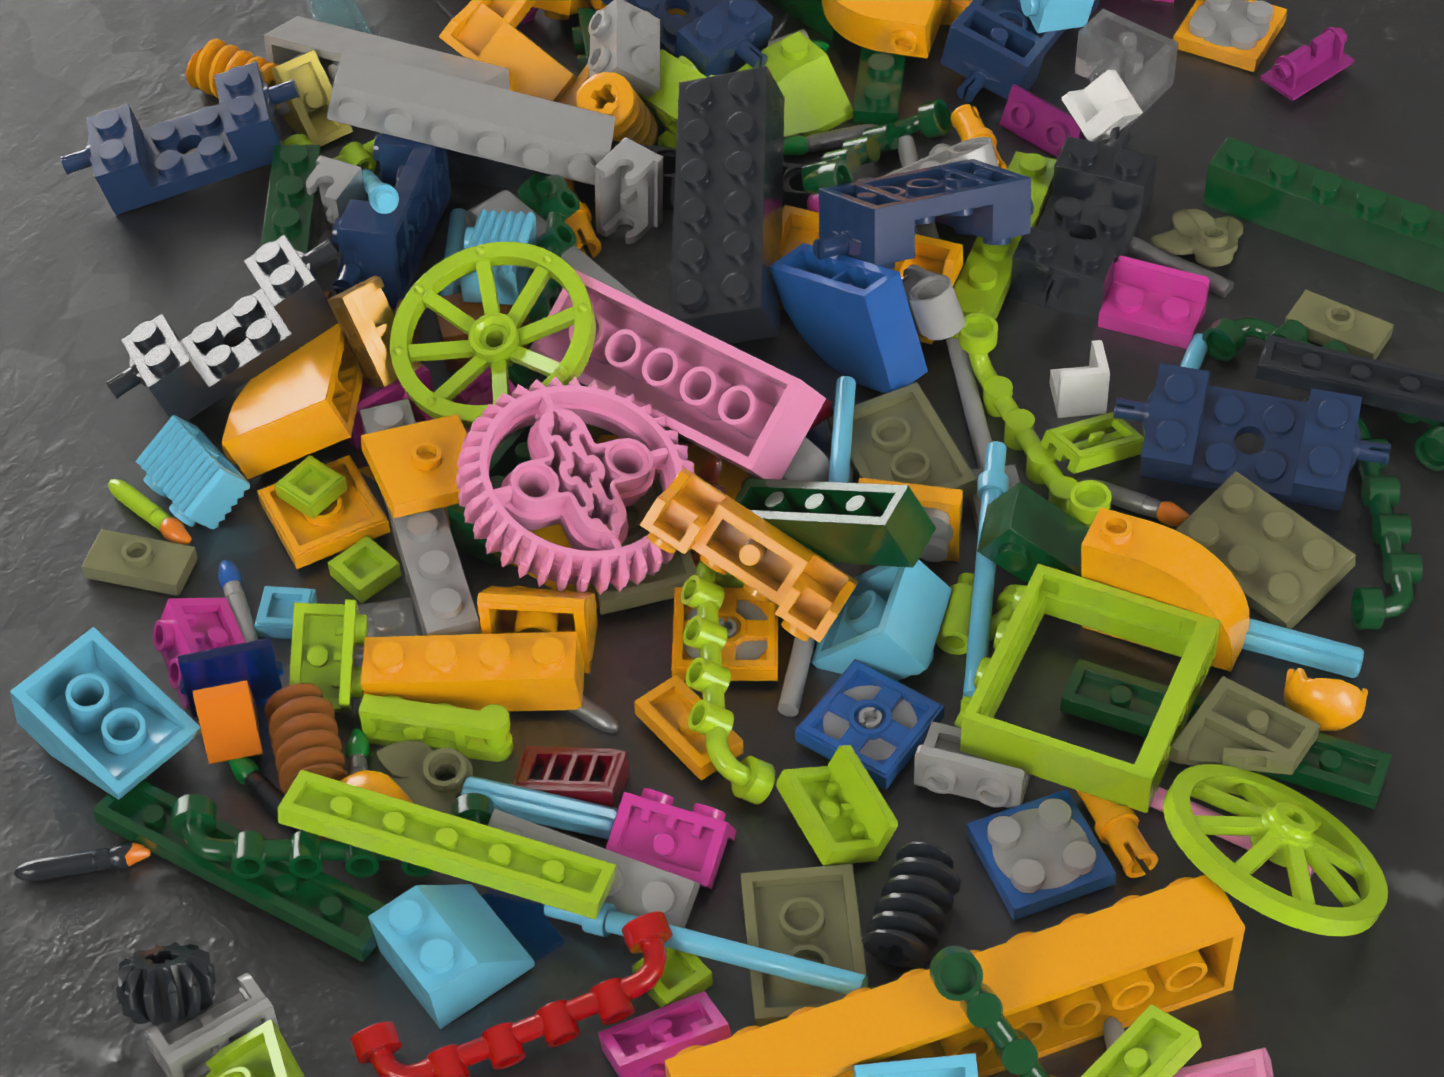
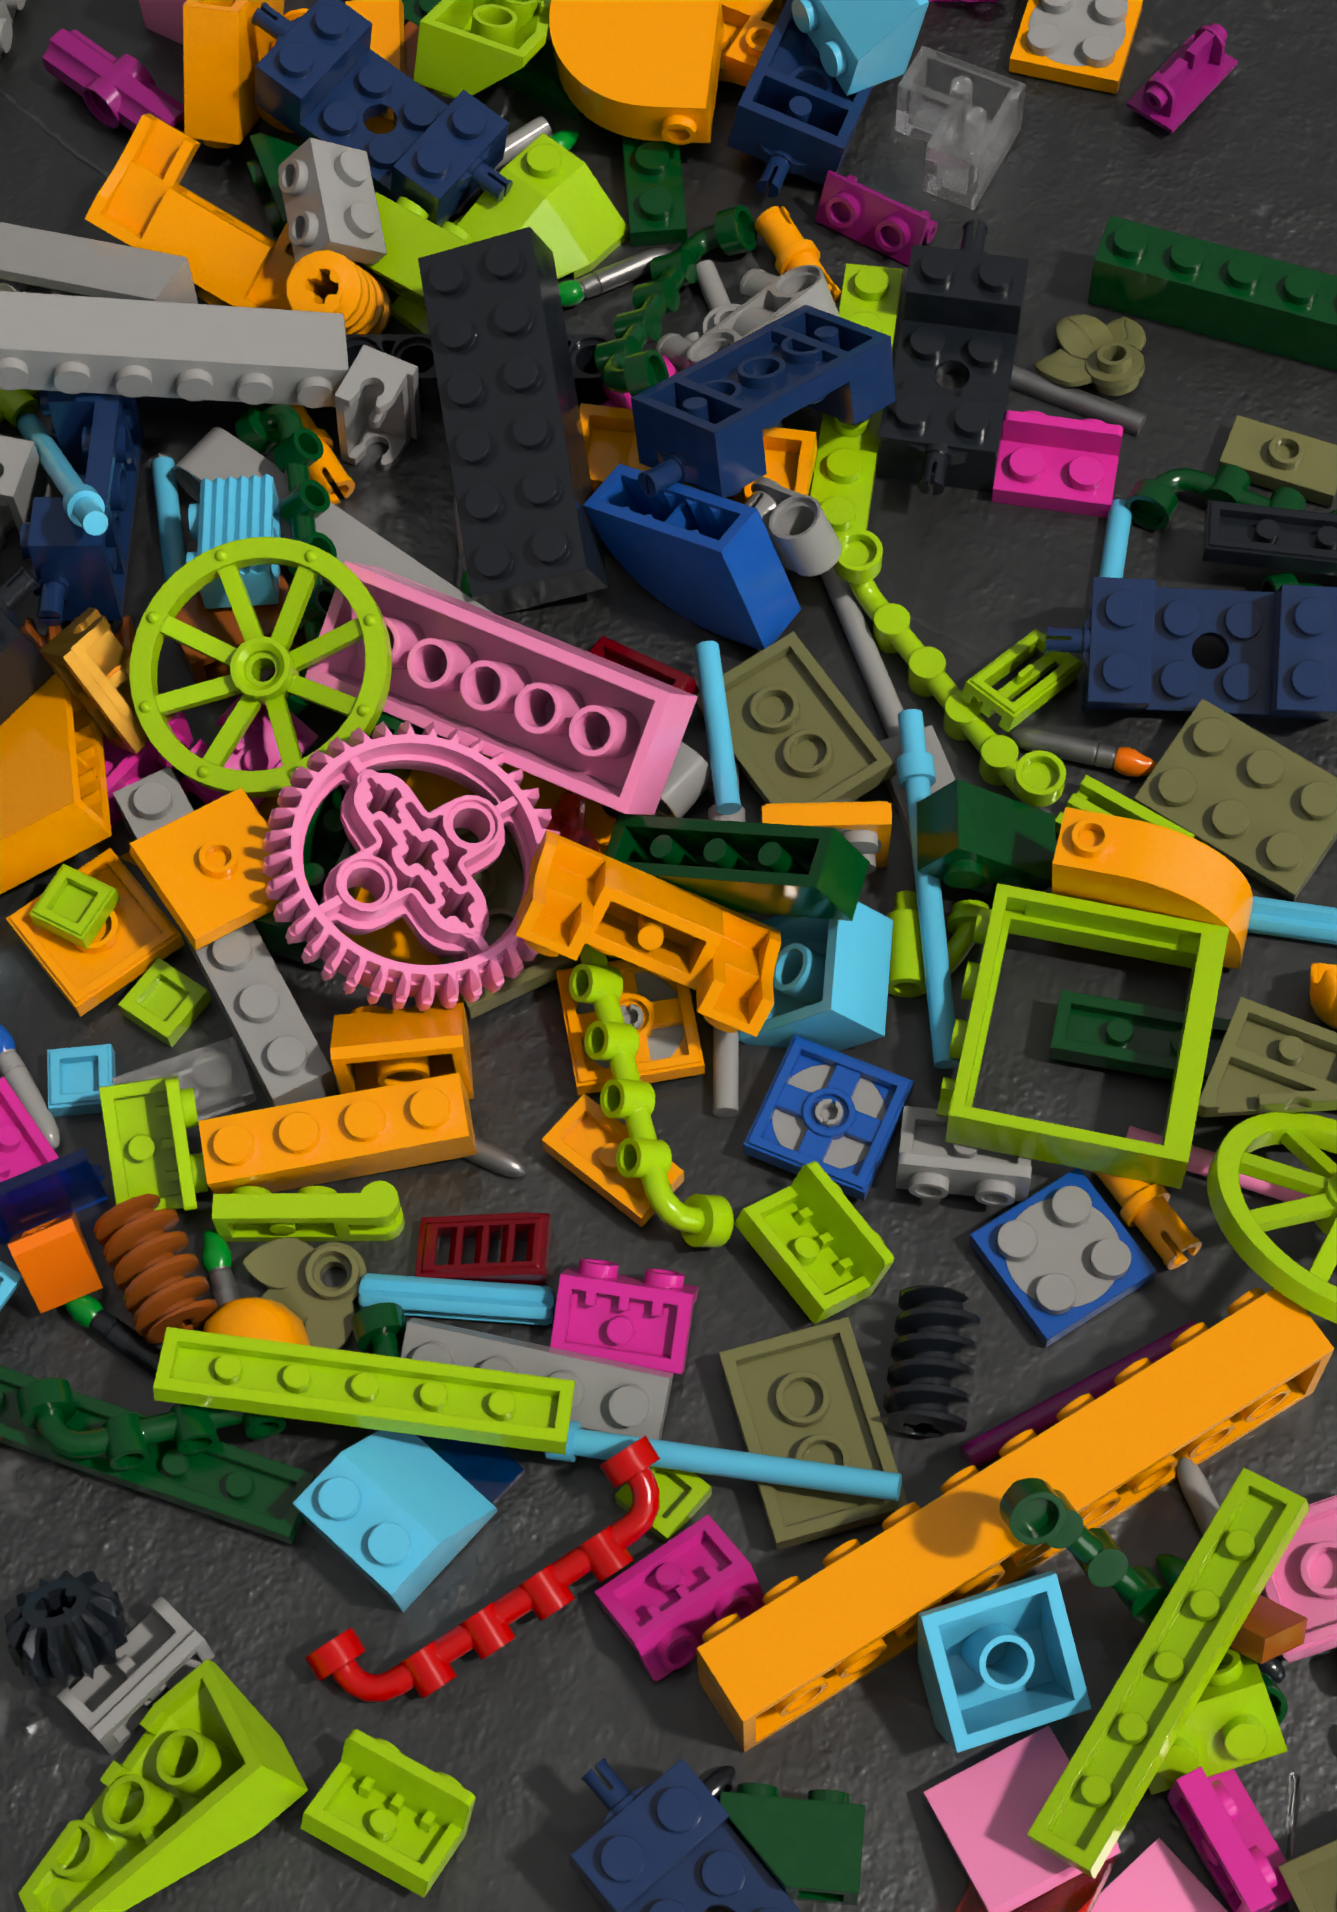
camera: 10 degrees left, 15 degrees up
(1082, 389) = (992, 599): white panel -> none
(1102, 106) = (947, 192): white panel -> none

